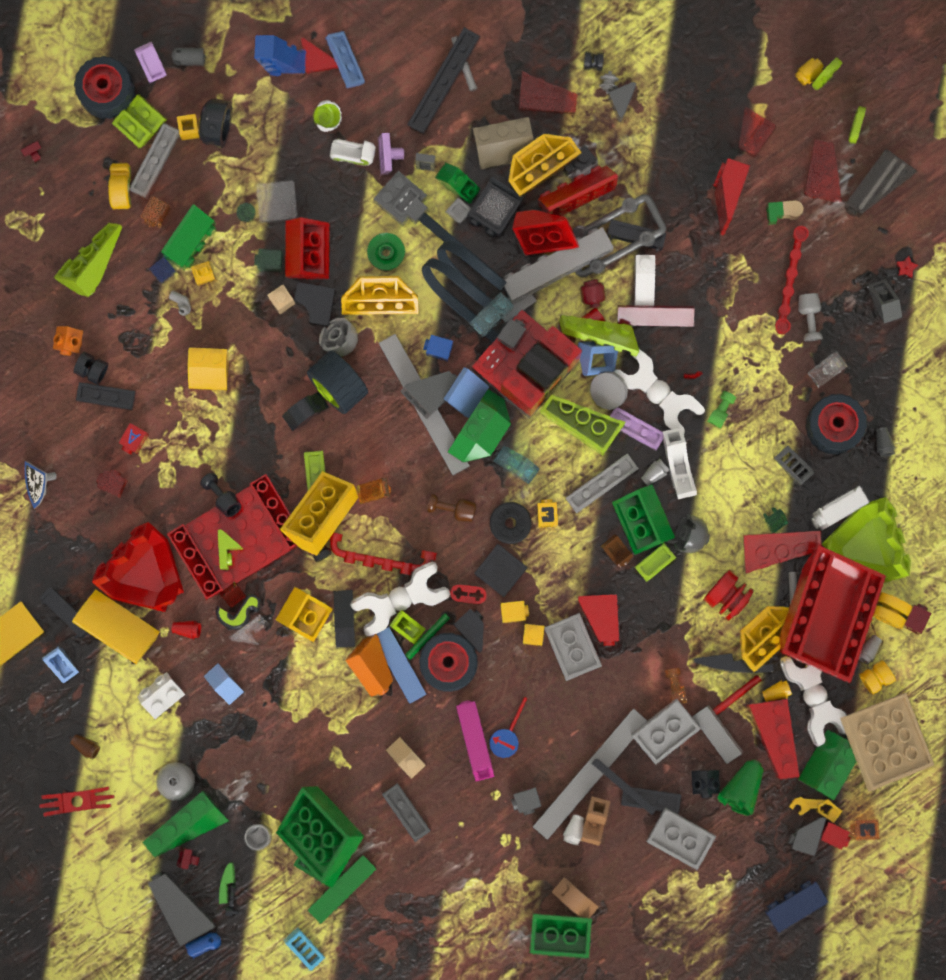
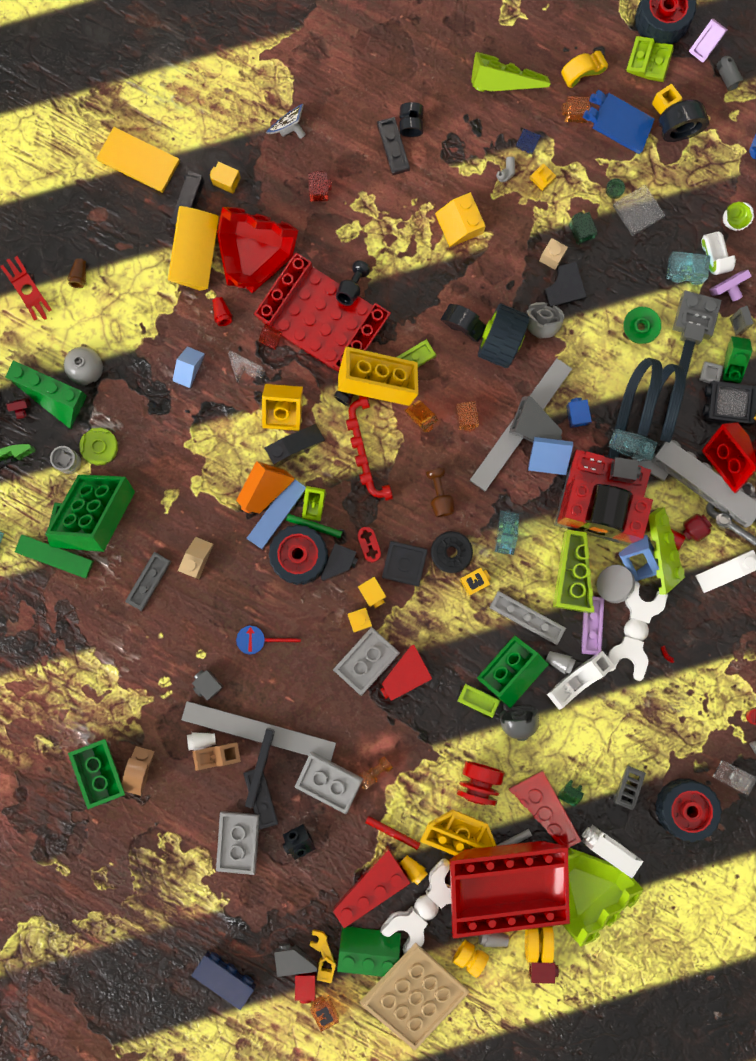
camera: 65 degrees right, 0 degrees up
(60, 566) = (225, 177): none -> yellow brick
(60, 664) = (139, 217): light blue slope -> none
(67, 340) = (426, 88): orange brick -> none
(133, 439) = (366, 186): red brick -> none
(154, 160) = (623, 88): light grey tile -> none
(160, 695) = (152, 316): white bracket -> none
(187, 178) = (619, 121): none -> blue tile
(189, 238) = (568, 146): green slope -> none
(226, 543) = (309, 307): lime slope -> none
(243, 614) = (256, 353): animal -> none
(263, 804) = (98, 446): none -> lime tile
(307, 249) = (609, 255): red slope -> none
(353, 184) = (688, 267): none -> clear light blue brick
(379, 296) = (599, 337): yellow wedge -> none
(393, 449) = (467, 416): none -> clear orange brick
(400, 598) = (336, 485): white piece -> none
(475, 740) = (239, 612): dark pink slope -> none
(482, 430) = (523, 486): green wedge -> none
(617, 551) = (472, 660): reddish brown bracket -> none
(655, 315) = (705, 595): tile -> none
(717, 734) = (348, 832): light grey tile -> none
(719, 415) = (641, 696): bright green leg -> none
(726, 663) = (417, 810): black slope -> none
(743, 788) = (309, 880): green cone -> none
(885, 444) = (692, 863): dark grey cone -> none

